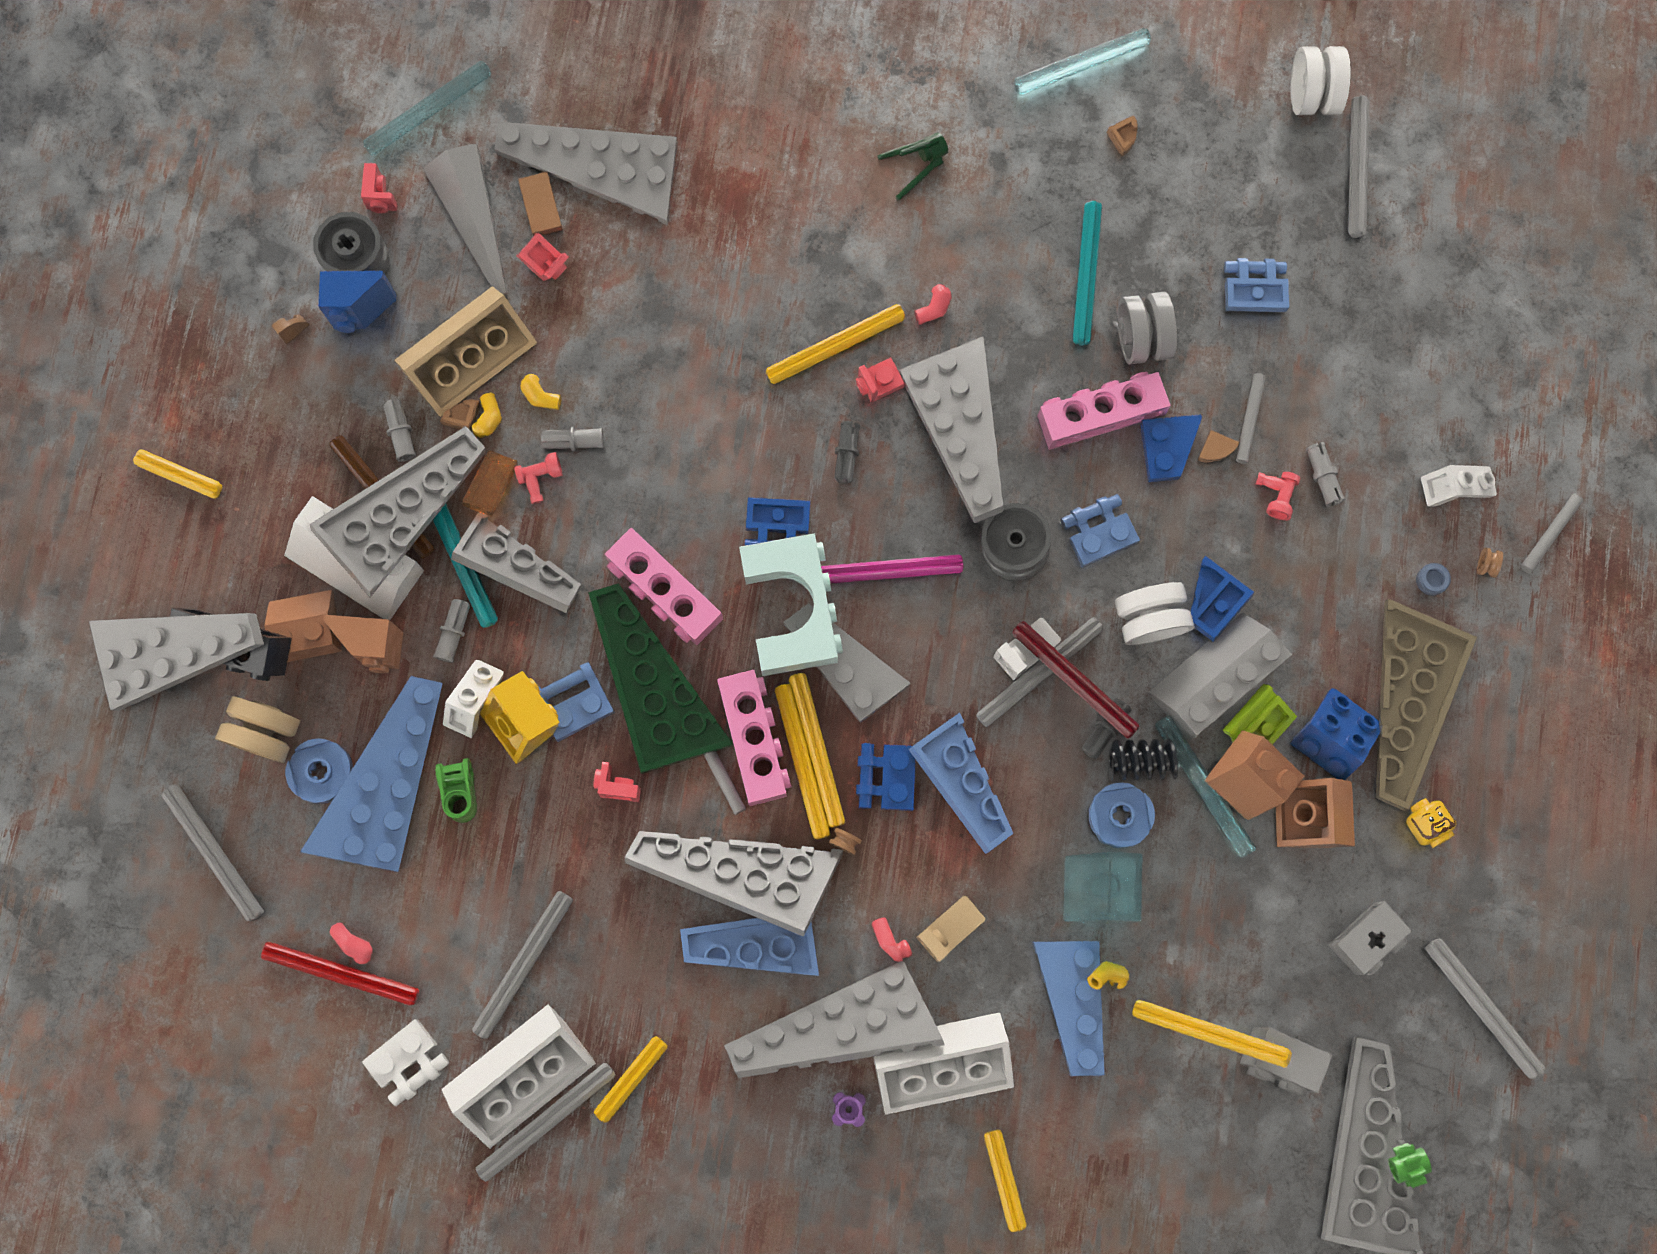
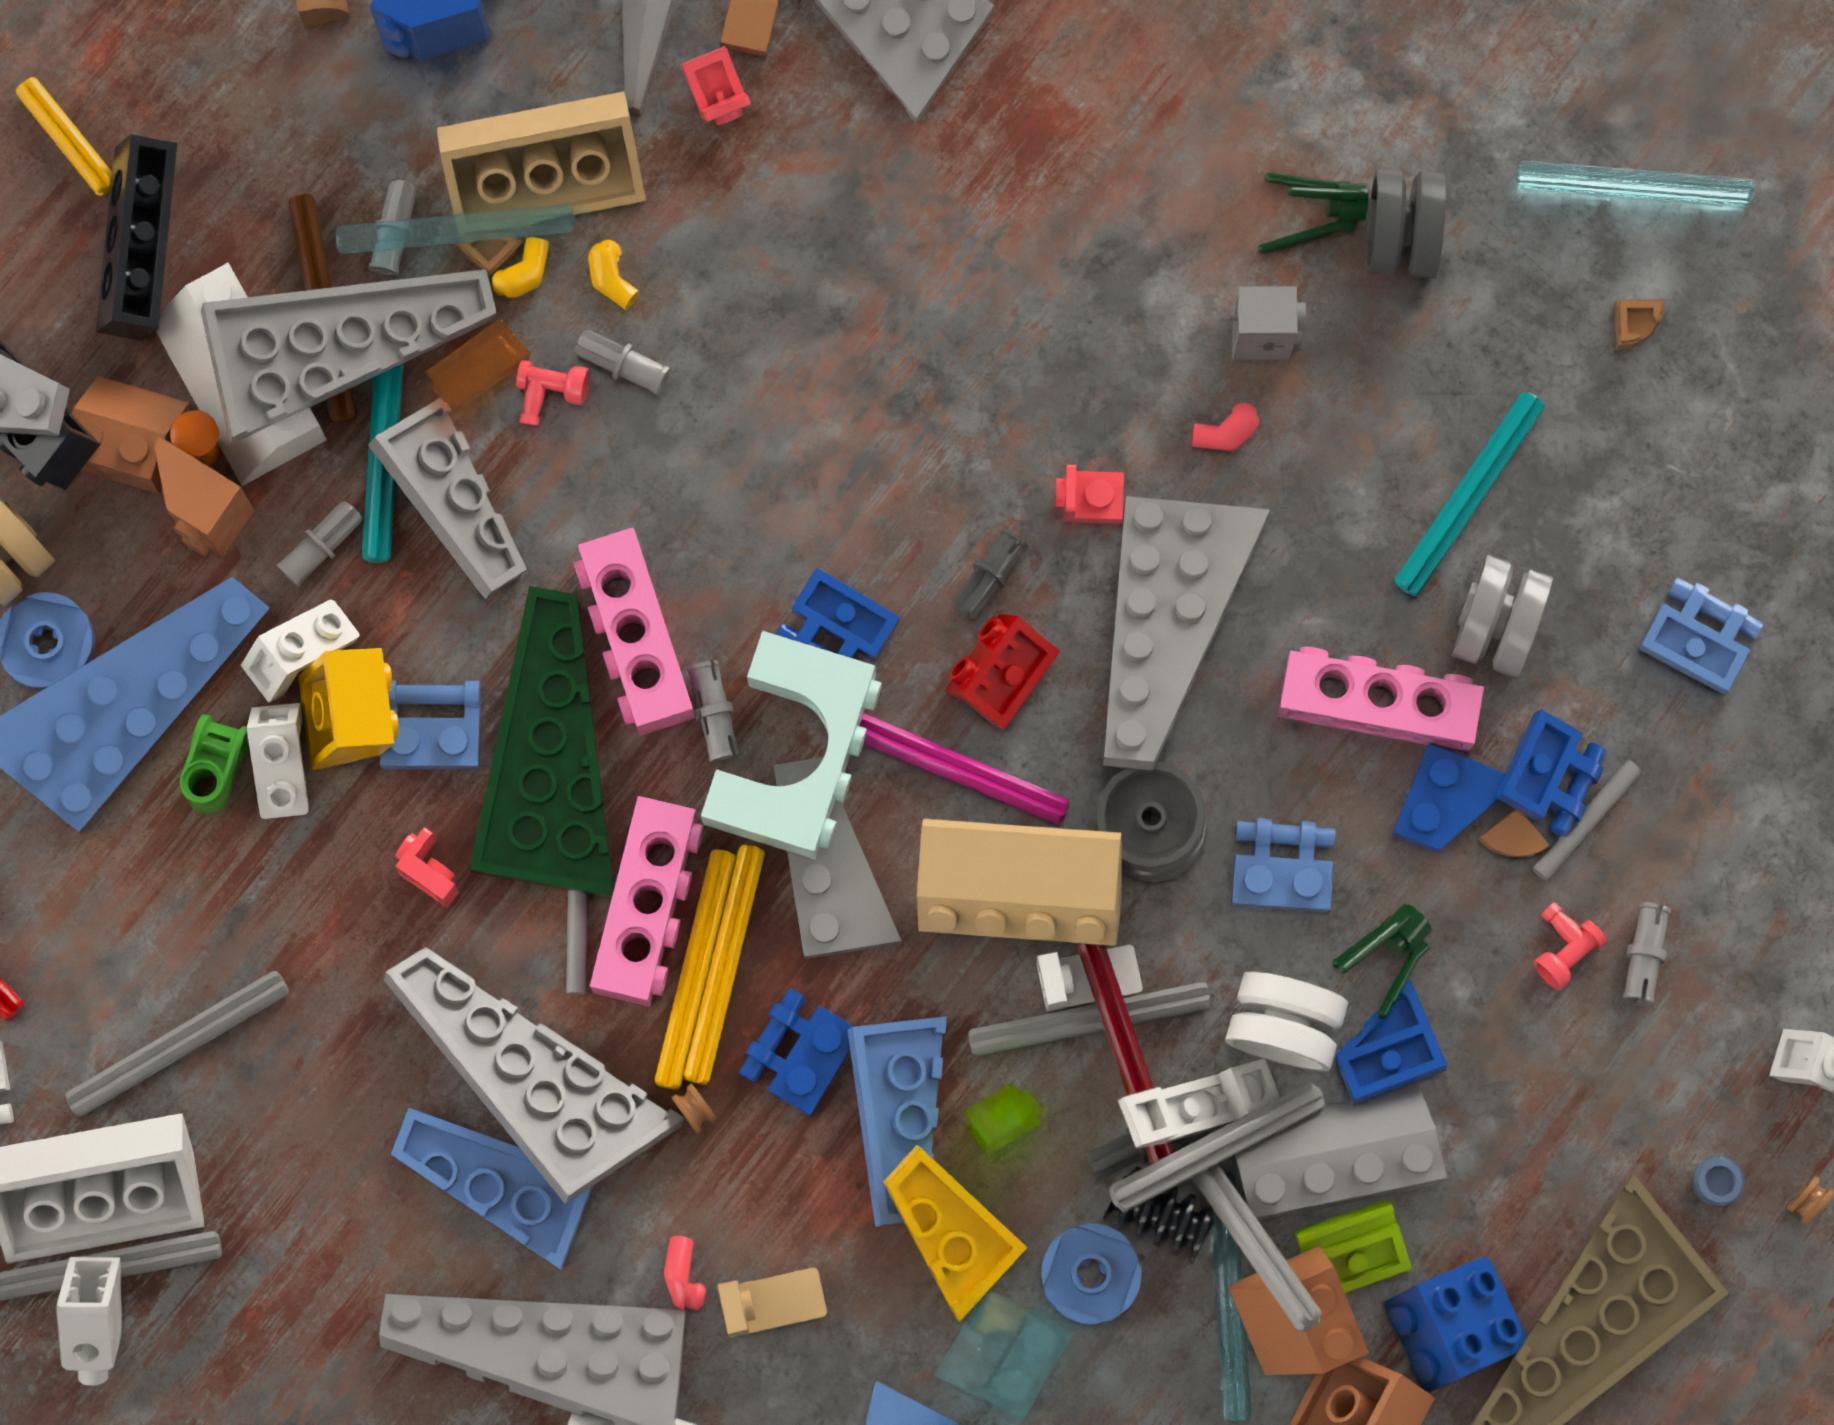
camera: 30 degrees right, 0 degrees up
(250, 509) = (136, 237): none -> black brick
(346, 603) = (197, 436): none -> orange pin
(435, 412) = (454, 229): none -> clear light blue axle
(494, 768) = (278, 760): none -> white bracket
(562, 1165) = (87, 1329): none -> white torso
(630, 1079) = (238, 1272): yellow axle -> none
(732, 609) = (713, 711): none -> light grey pin
(835, 344) = (1057, 414): yellow axle -> none
(883, 501) = (1001, 669): none -> red bracket
(926, 233) = (1266, 322): none -> light grey brick
(963, 613) = (1019, 882): none -> tan slope
(974, 140) = (1411, 223): none -> dark grey wheel
(1025, 755) = (1003, 1120): none -> clear neon green slope
(1031, 832) = (952, 1230): none -> yellow wing
(1133, 685) = (1198, 1105): none -> white slope
(1155, 705) = (1216, 1147): none -> light grey axle
(1185, 534) = (1400, 934): none -> dark green plant
(1206, 745) = (1258, 1247): none -> light grey axle
(1211, 401) = (1539, 767): none -> blue plate

